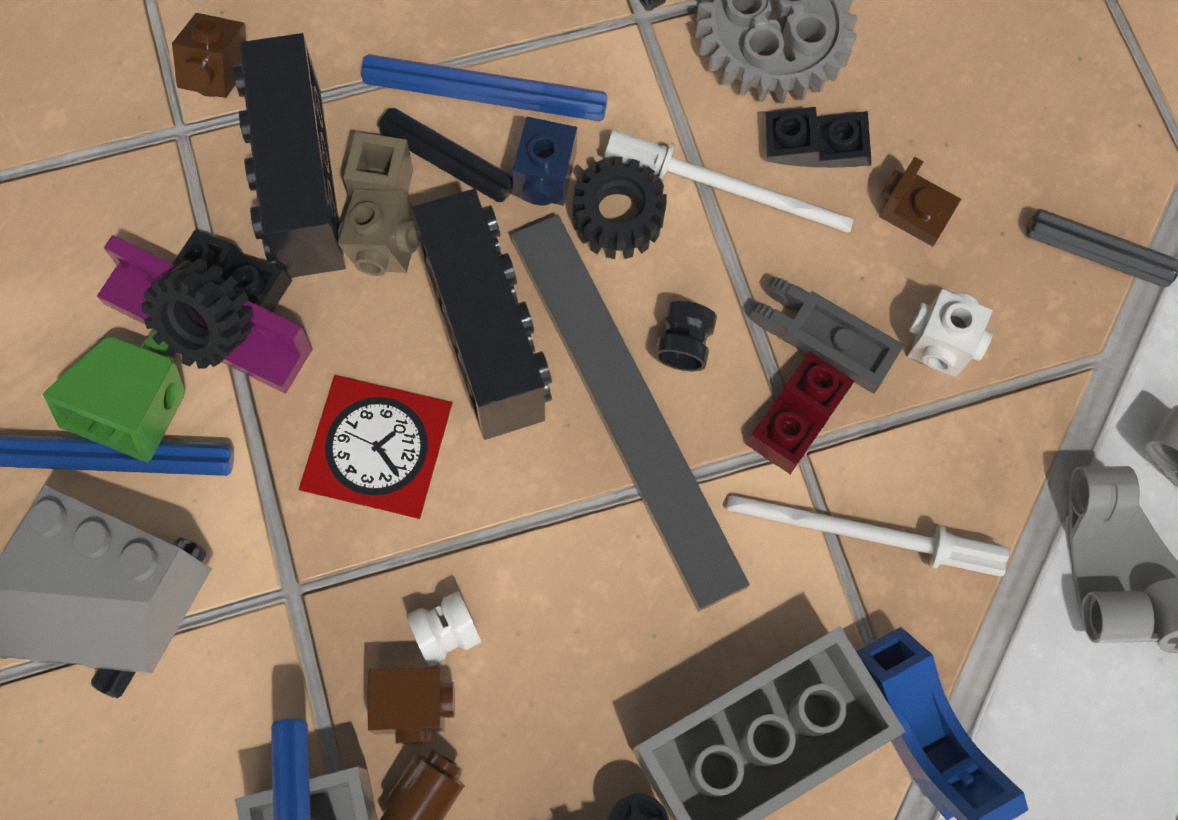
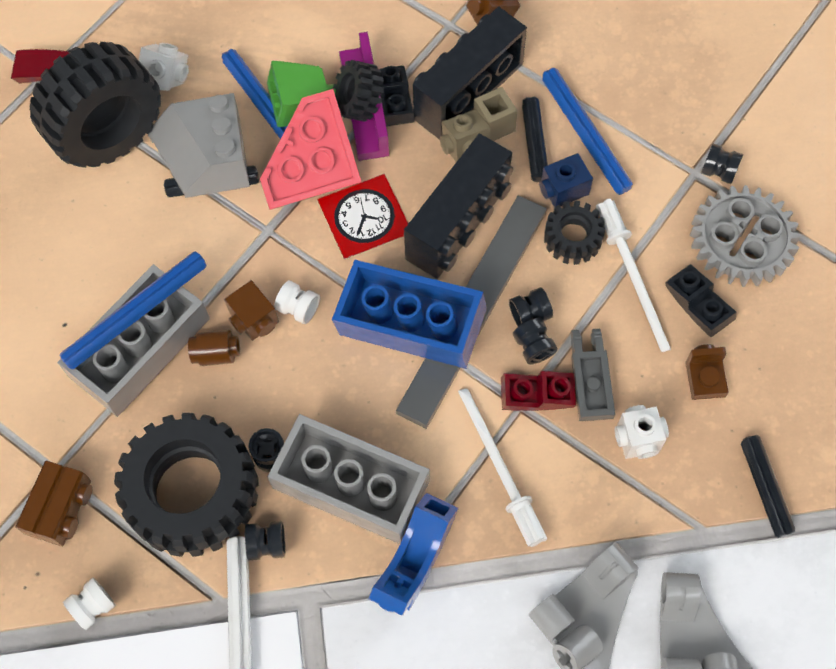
camera: 60 degrees right, 5 degrees down
(234, 448) = (311, 154): none -> coral plate
(589, 489) = (410, 313): none -> blue brick
(735, 365) = (535, 341): none -> black wheel

